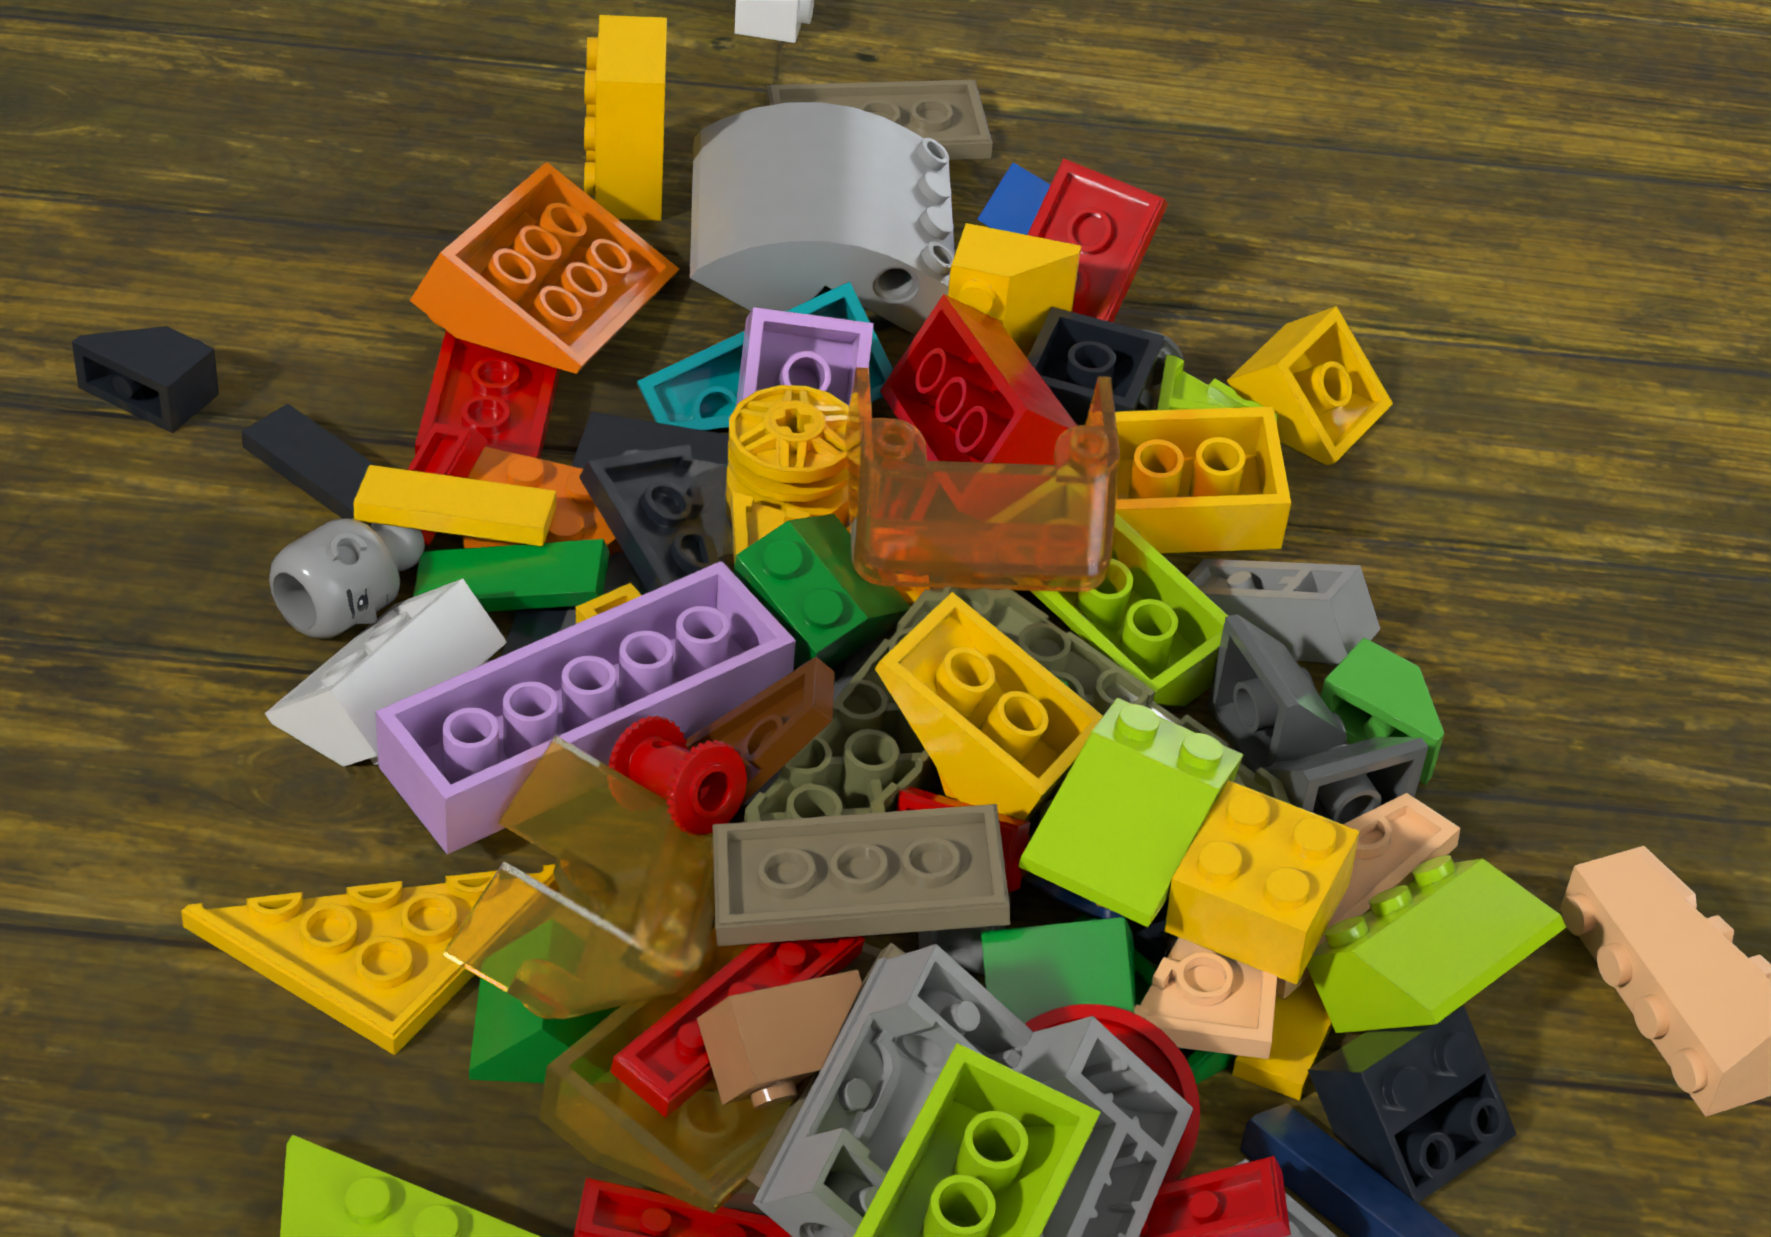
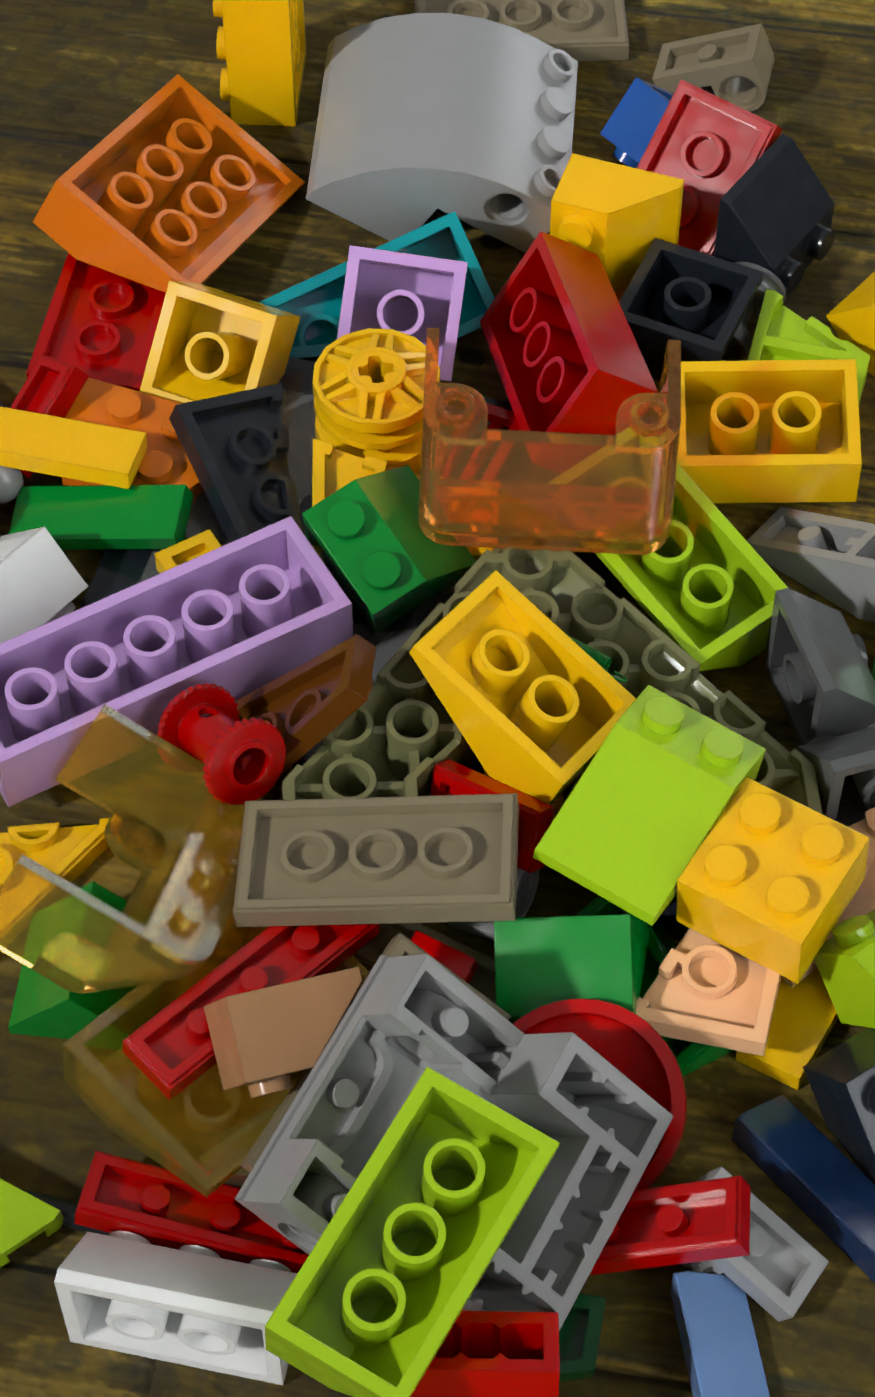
camera: 10 degrees right, 10 degrees up
(614, 409) = (215, 344): none -> yellow slope
(1094, 146) = (730, 61): none -> dark tan plate
(1168, 285) = (776, 215): none -> black slope

